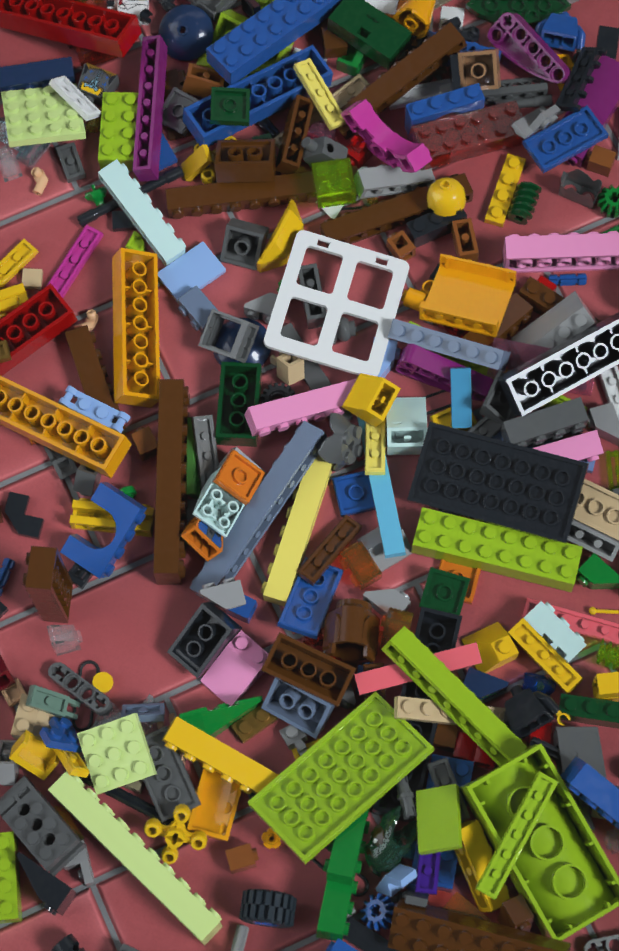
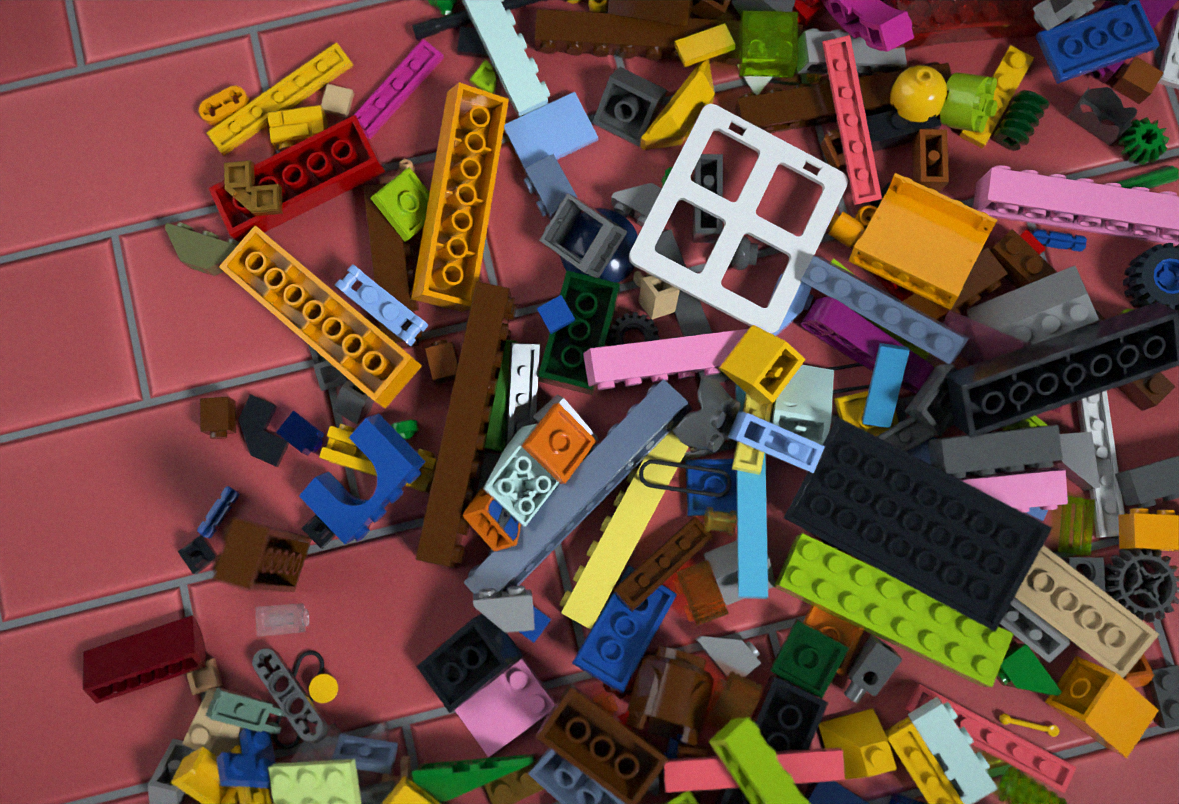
camera: 10 degrees right, 10 degrees up
(52, 511) = (301, 434): none -> clear blue brick
(96, 338) = (403, 203): none -> lime tile
(219, 392) = (555, 314): none -> blue tile
(289, 191) = (705, 45): none -> yellow tile
(333, 479) = (673, 464): none -> black piece
(363, 513) = (720, 521): none -> clear yellow bush
(390, 446) = (775, 441): none -> light blue slope
(402, 223) = (851, 120): none -> coral tile
(482, 196) = (969, 102): none -> lime brick
(493, 583) = (873, 657): none -> dark grey torso

